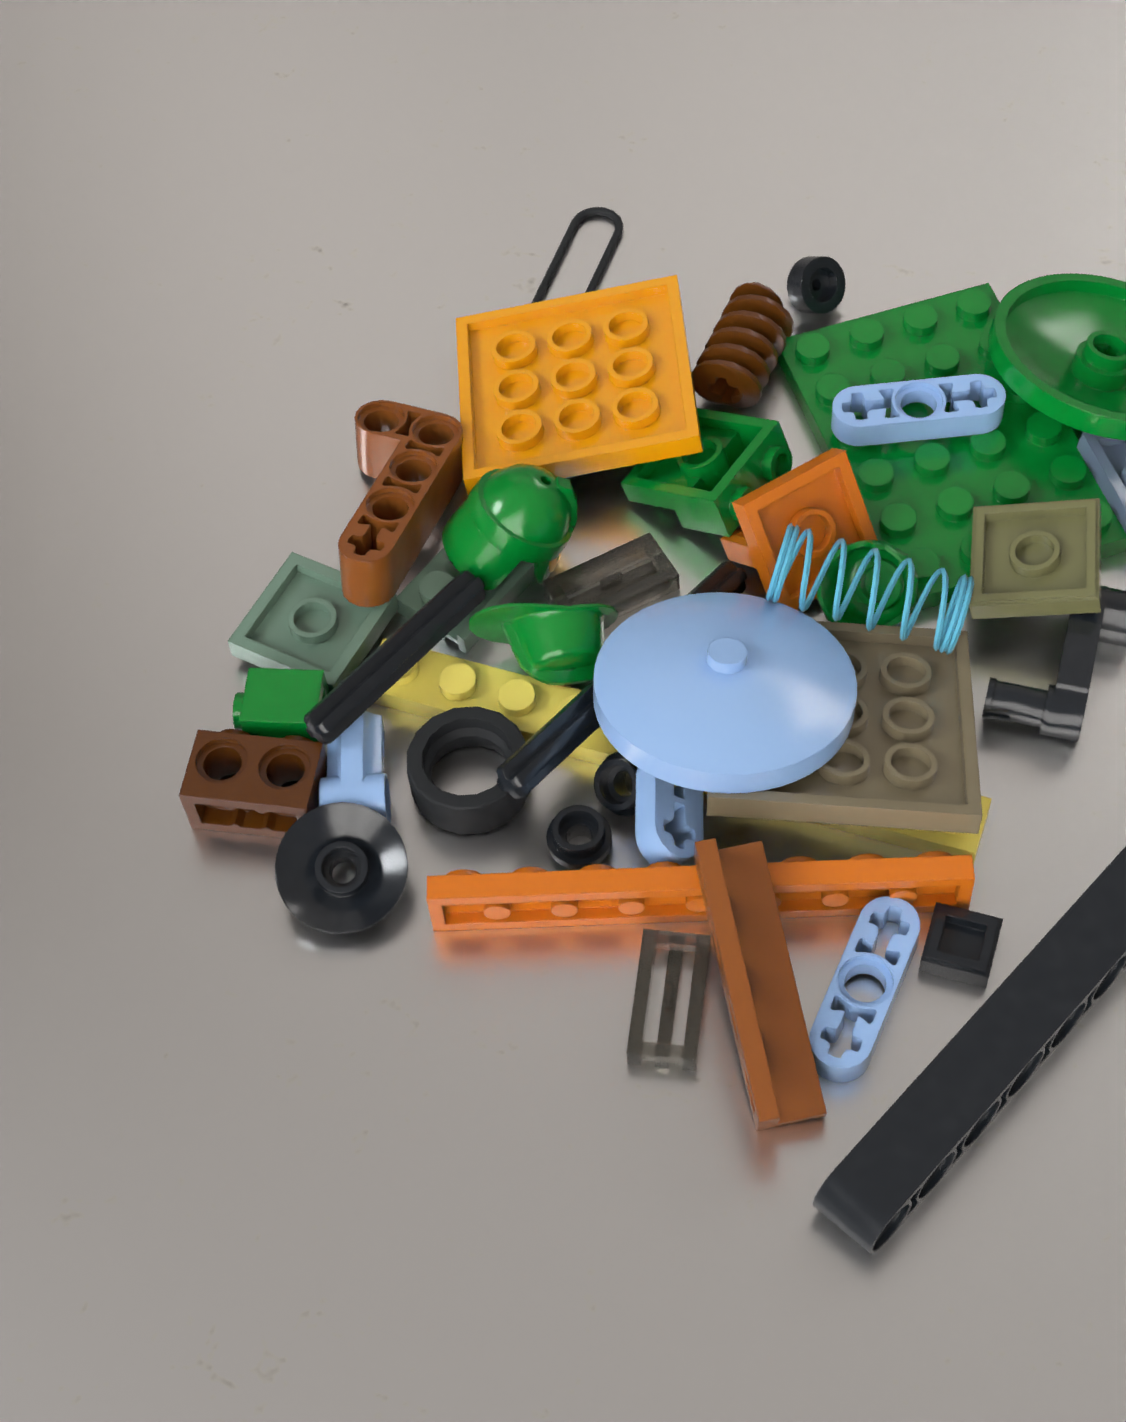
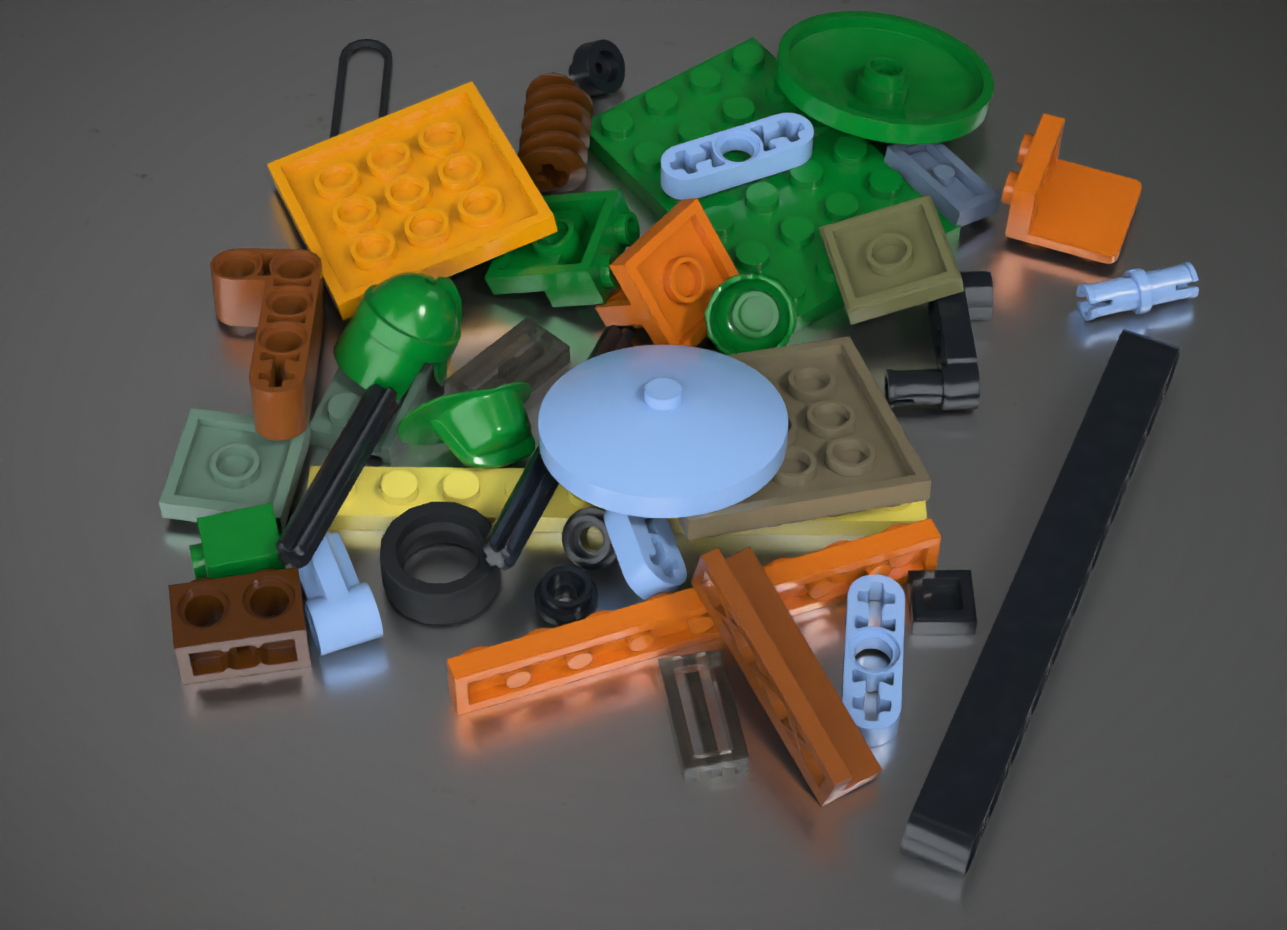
camera: 25 degrees left, 5 degrees down
(323, 841) = (358, 647): black dish -> none
(947, 629) = (678, 308): medium azure piece -> none

